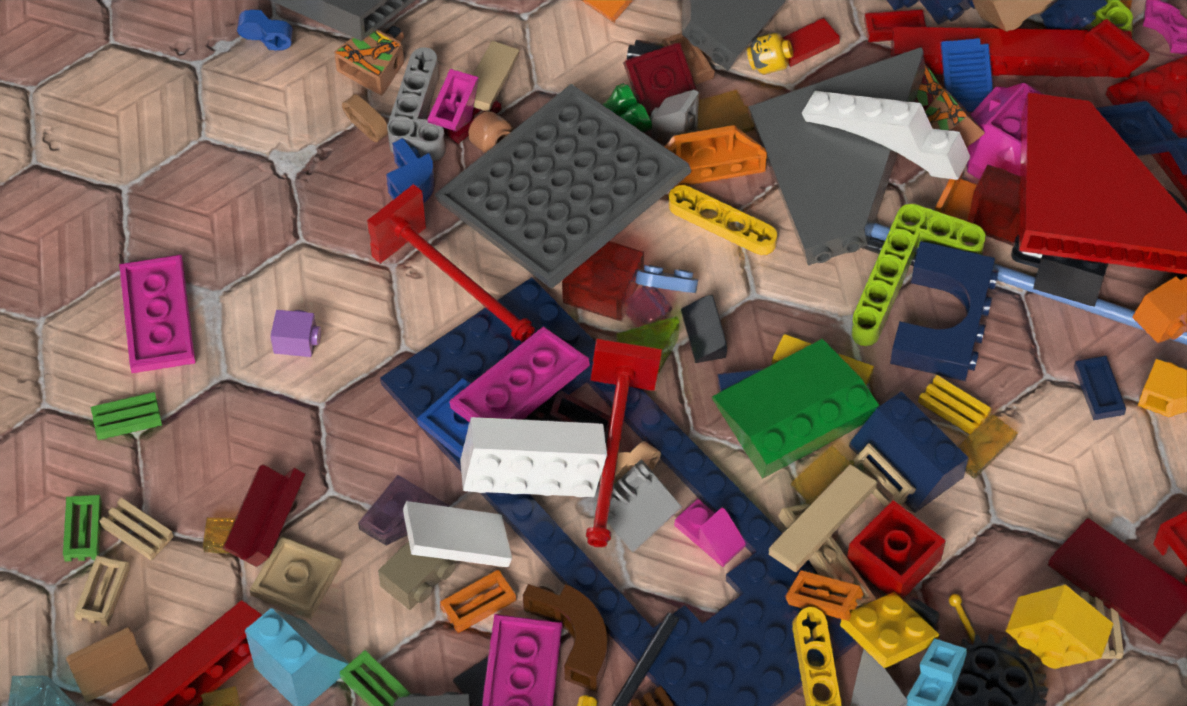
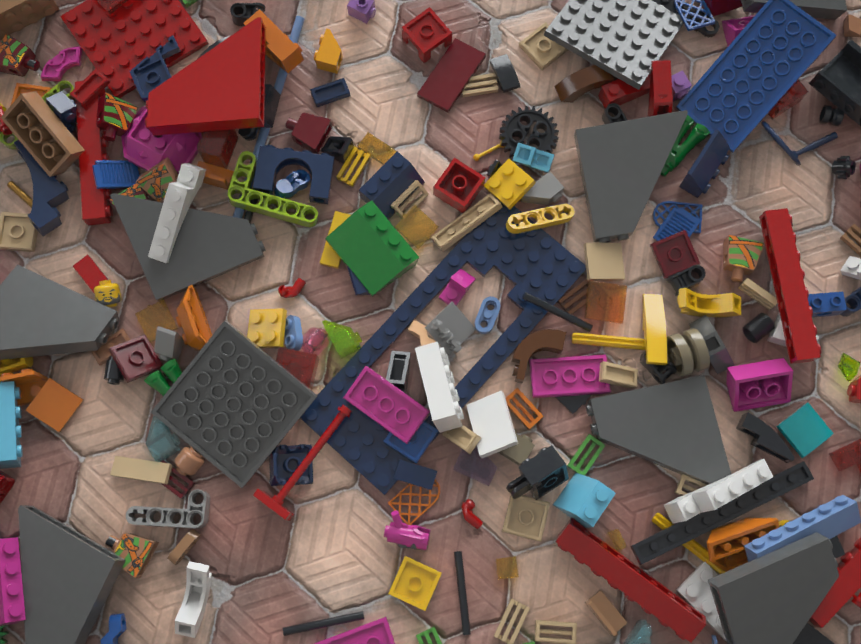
camera: 100 degrees left, 20 degrees up
(196, 466) = (462, 593): none -> black bar
(208, 280) = (323, 623): none -> black bar
(233, 401) = (415, 583): none -> yellow plate
(262, 514) = (492, 543): dark red panel -> none
(282, 123) = (195, 599): none -> white arch
(294, 333) = (359, 554): medium lavender brick -> none
(310, 397) = (406, 535): none -> dark pink piece
(320, 490) = (468, 514): none -> red arm
(328, 408) = (410, 494): none -> orange window
(356, 593) = (539, 474): none -> black brick
(400, 419) = (415, 474): none -> dark blue tile
(411, 171) = (230, 501): blue brick -> none
(445, 491) = (463, 438): none -> tan tile
(455, 101) = (174, 485): dark pink slope -> none
(465, 249) = (284, 462): none -> dark blue slope
(524, 98) = (161, 441): none -> clear light blue slope
(625, 367) = (371, 342): red tile -> none
(654, 568) = (486, 315): none -> medium blue plate
(681, 247) = (267, 327): none -> yellow plate
(704, 330) = (321, 308): black slope -> none
(725, 215) = (242, 309): yellow beam -> none
(741, 292) = (291, 291): none -> red arm
(822, 518) = (447, 224): tan tile -> none
(828, 603) = (502, 202): orange tile -> none
(880, 25) = (73, 223): red tile -> none
(927, 307) = (292, 184): none -> blue piece
(987, 383) = (338, 147): none -> black slope
(1021, 344) = (310, 131): none -> dark red torso
(1059, 627) = (498, 98): yellow brick -> none
(1064, 73) = (114, 116): none -> torso
(1122, 667) = (505, 73): none -> black slope

